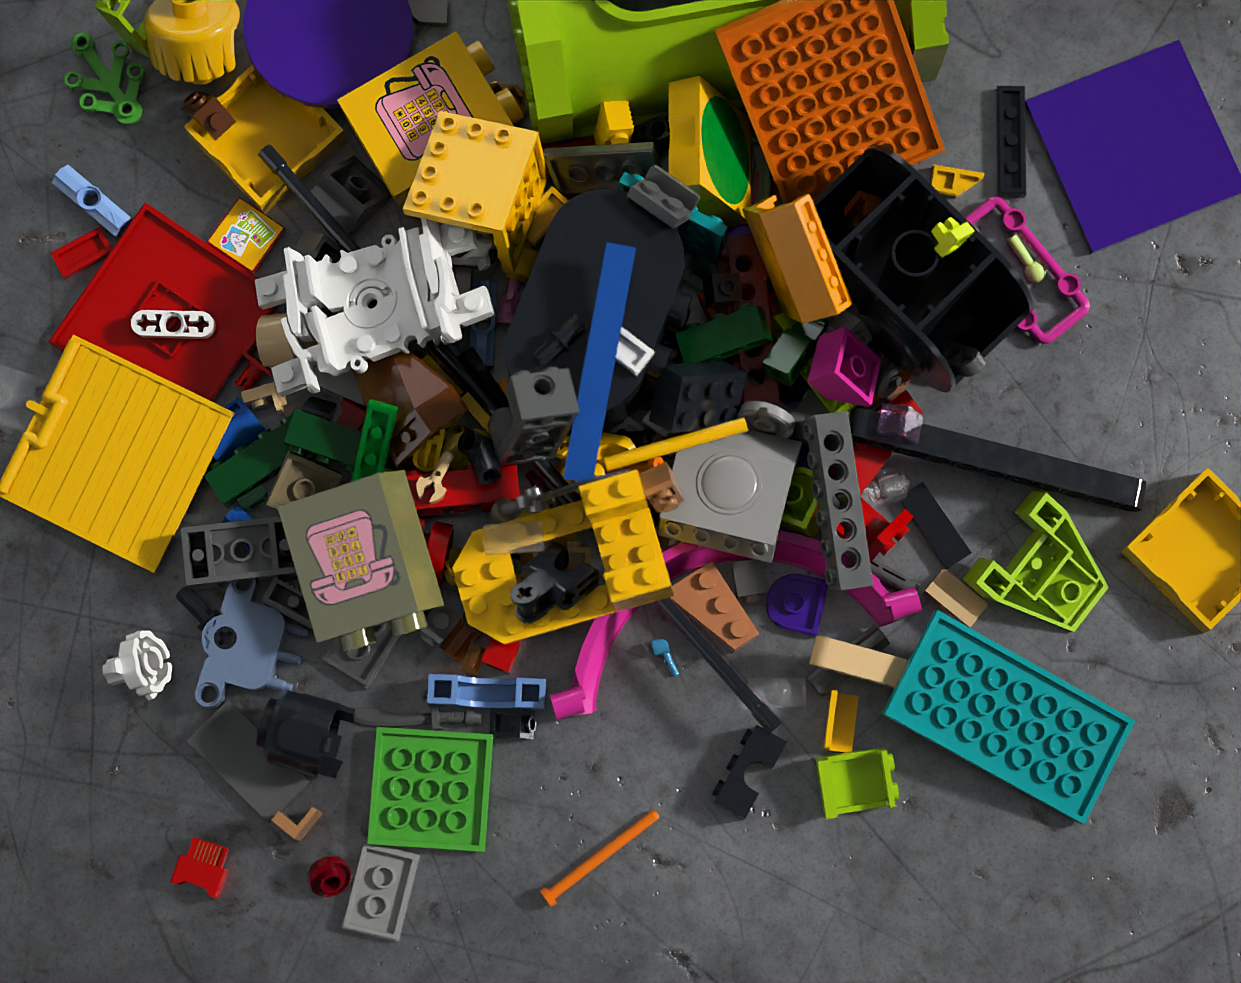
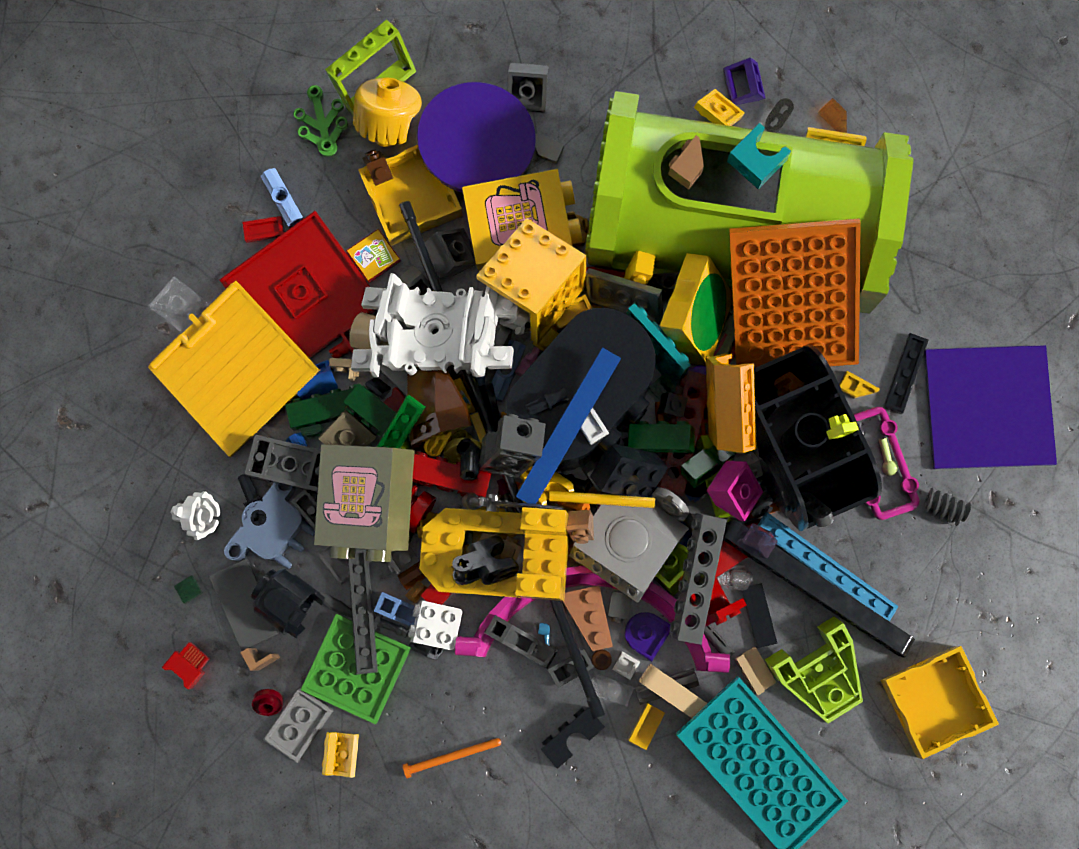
camera: 25 degrees right, 0 degrees up
(152, 331) = (288, 297): white beam -> none
(164, 769) = (188, 589): none -> clear green plate
(412, 712) = (362, 614): none -> dark grey tile
(435, 479) = (433, 463): tan bar -> none
(452, 907) = (340, 754): none -> yellow bracket
(513, 538) = (470, 523): clear tile -> none
(515, 690) = (435, 625): none -> white bracket
(636, 673) = (521, 642): none -> dark grey arch
(664, 197) = (654, 330): dark grey bracket -> none
(710, 687) = (565, 670): none -> dark grey brick
(750, 658) = (601, 659): none -> reddish brown tile
(785, 654) = (626, 665): none -> white tile
(856, 781) = (642, 770): lime panel -> none
(1000, 429) = (827, 567): none -> dark azure tile
(1125, 295) = (947, 506): none -> dark grey piece

